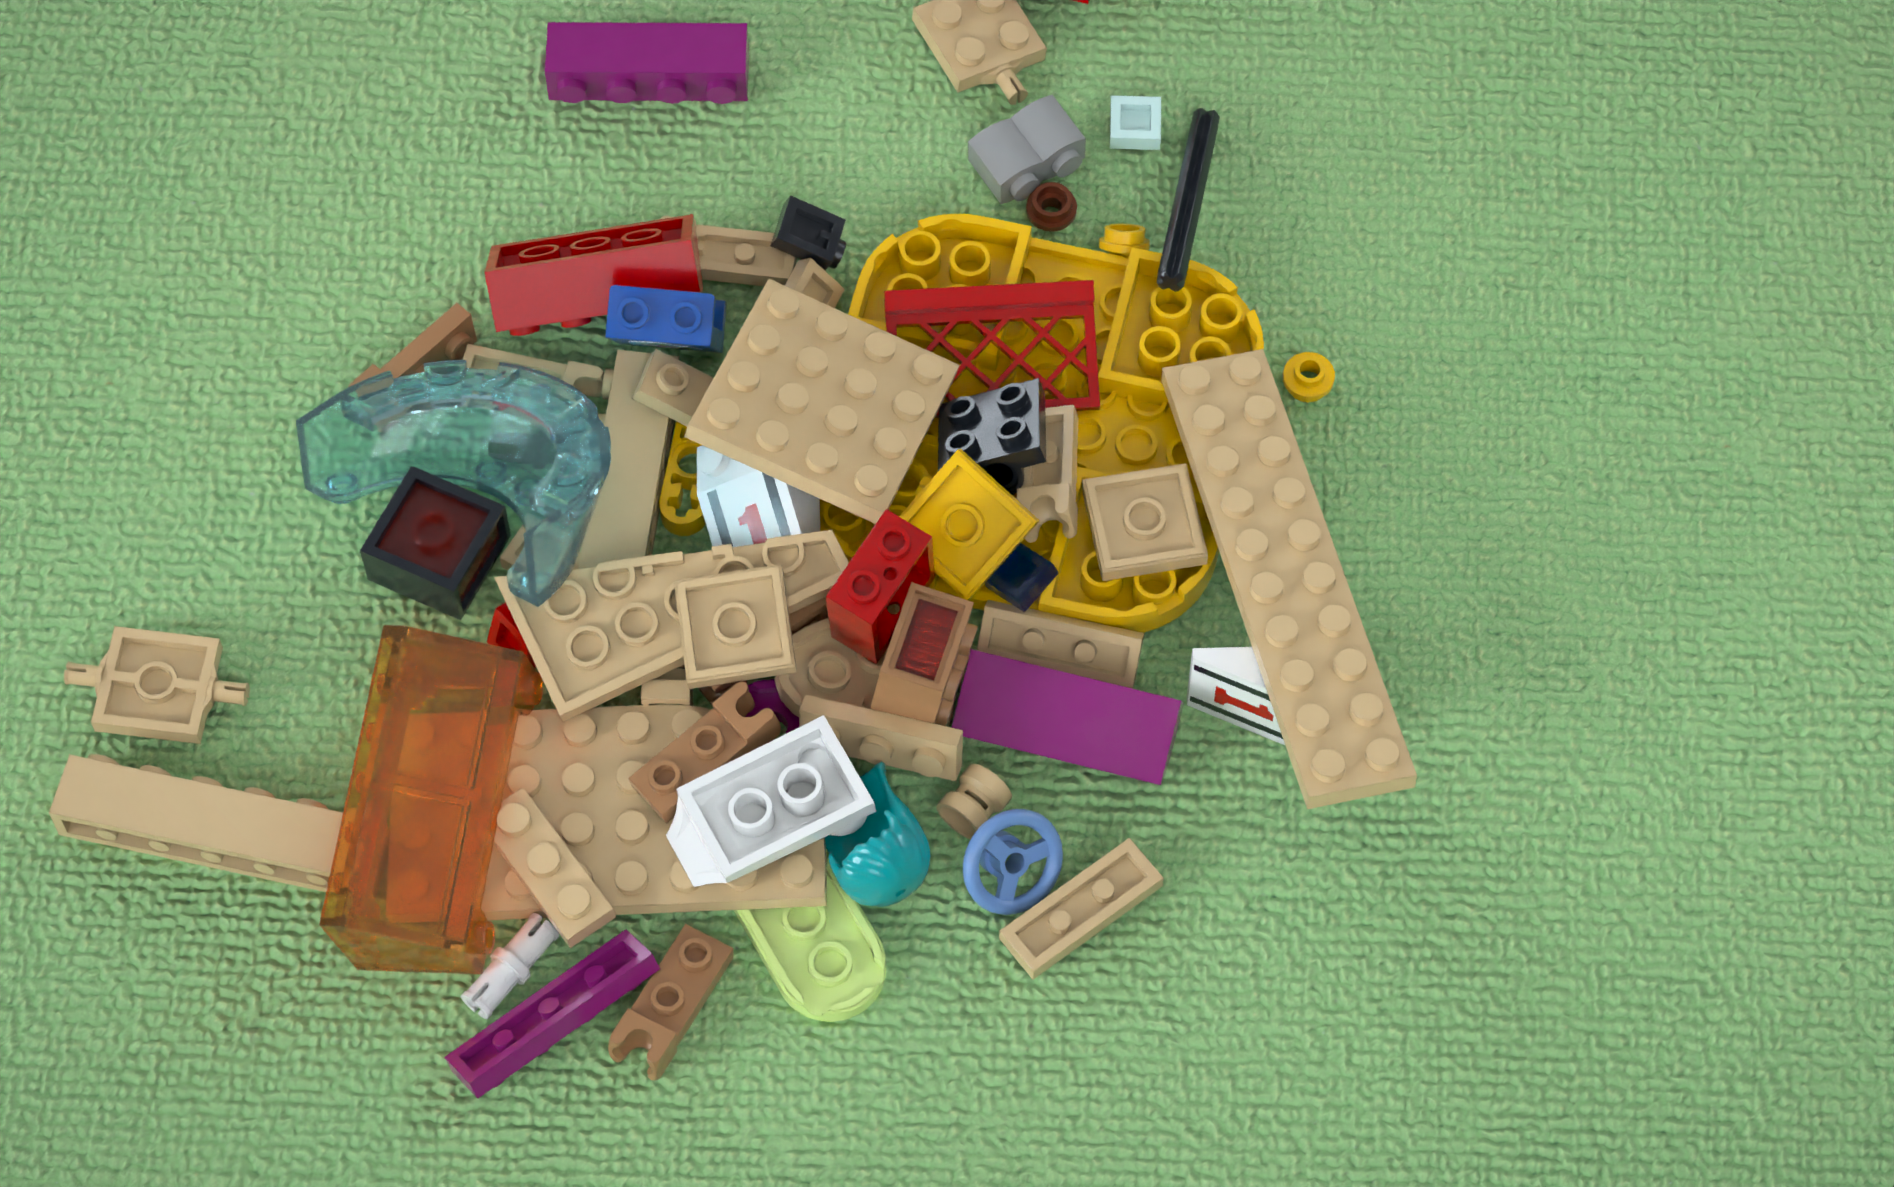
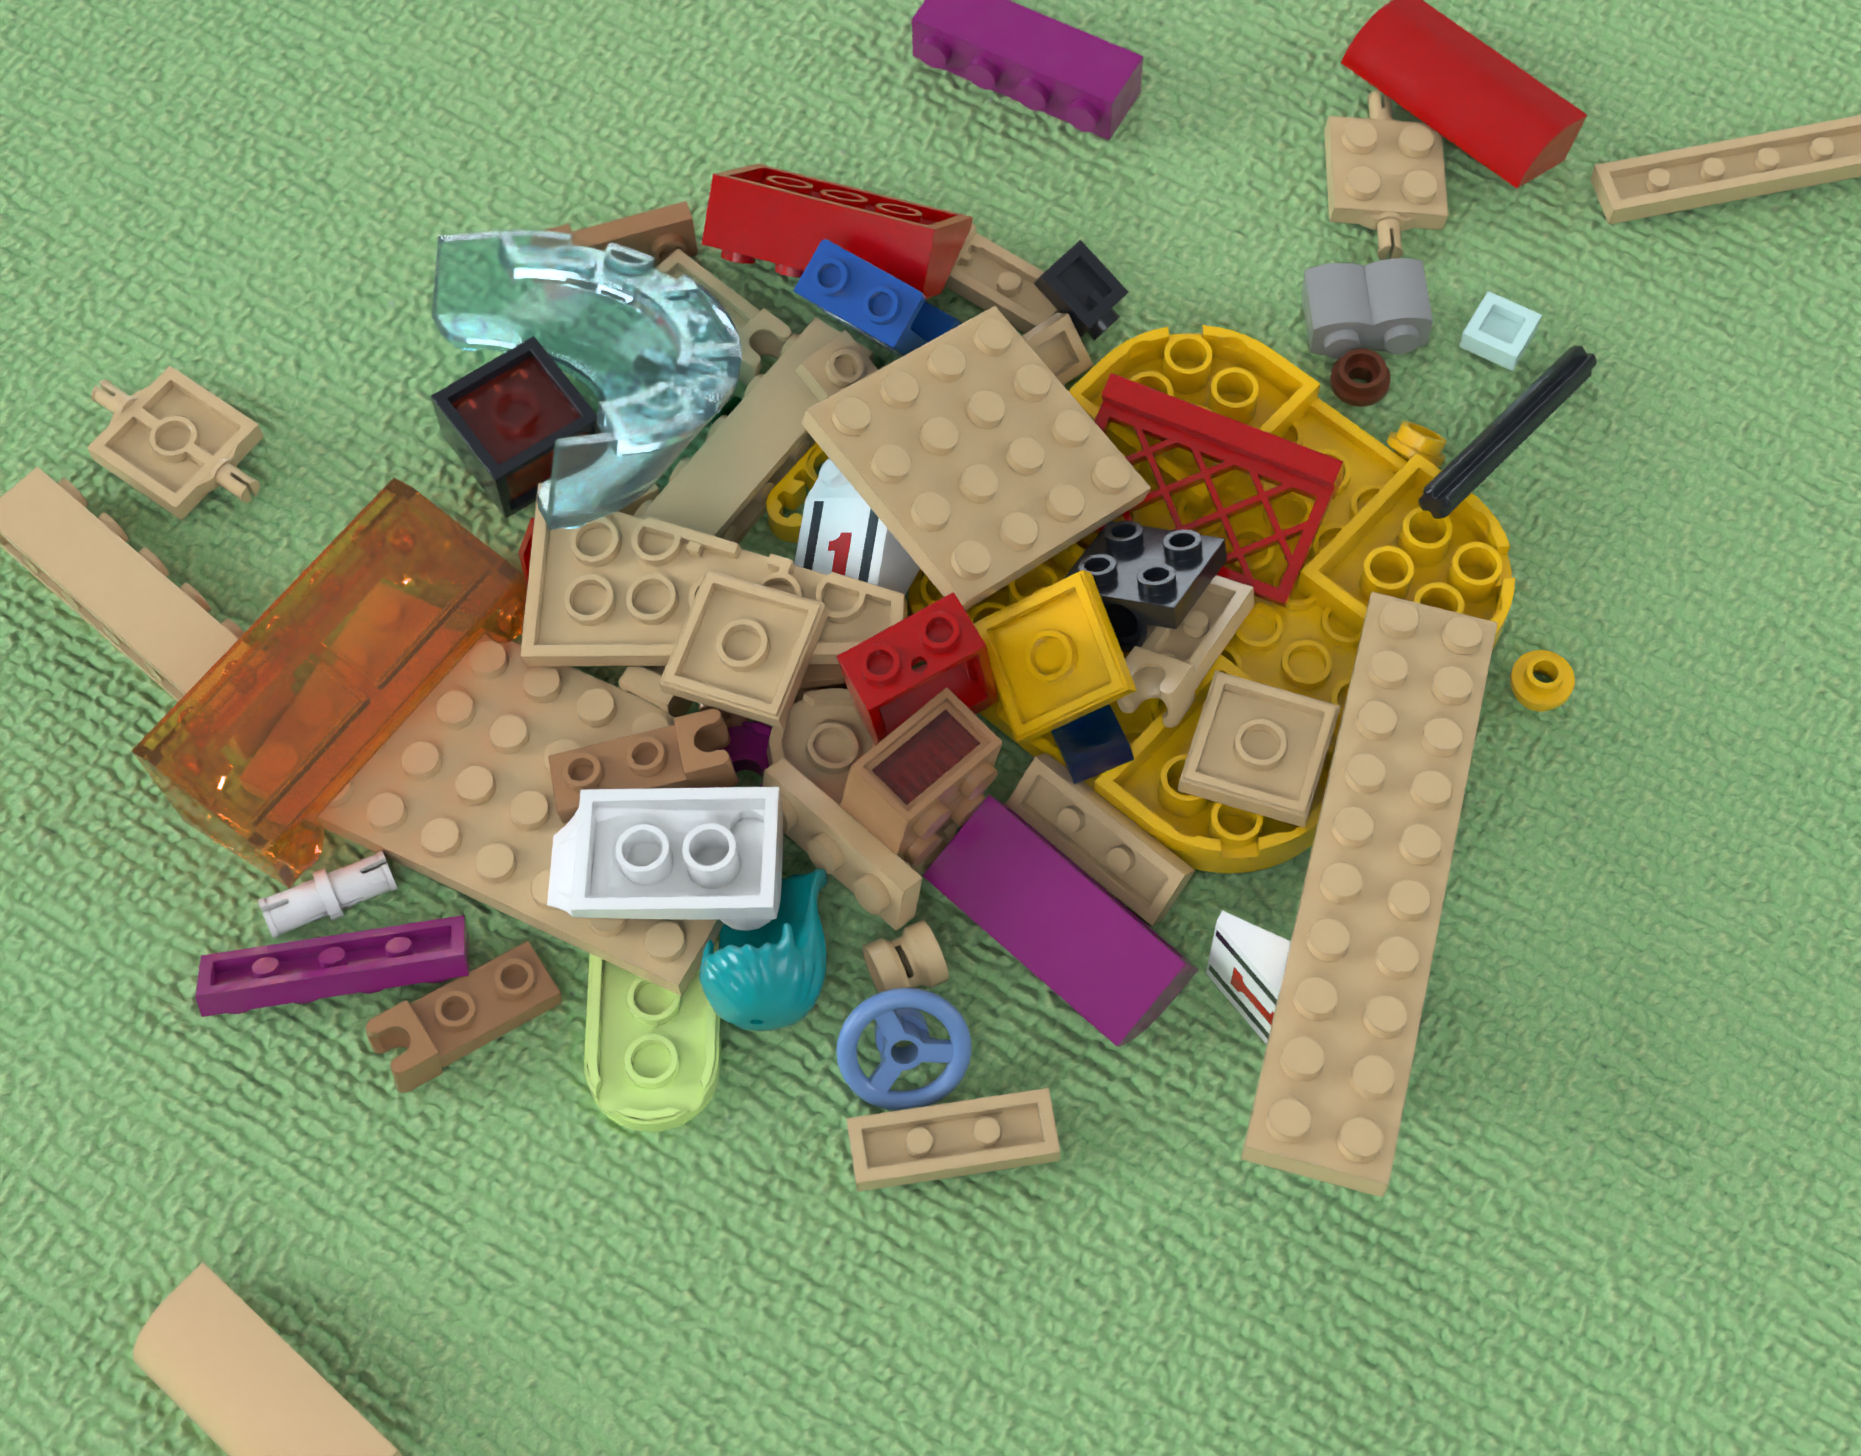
camera: 30 degrees right, 0 degrees up
(549, 870) = (415, 812): tan plate -> none

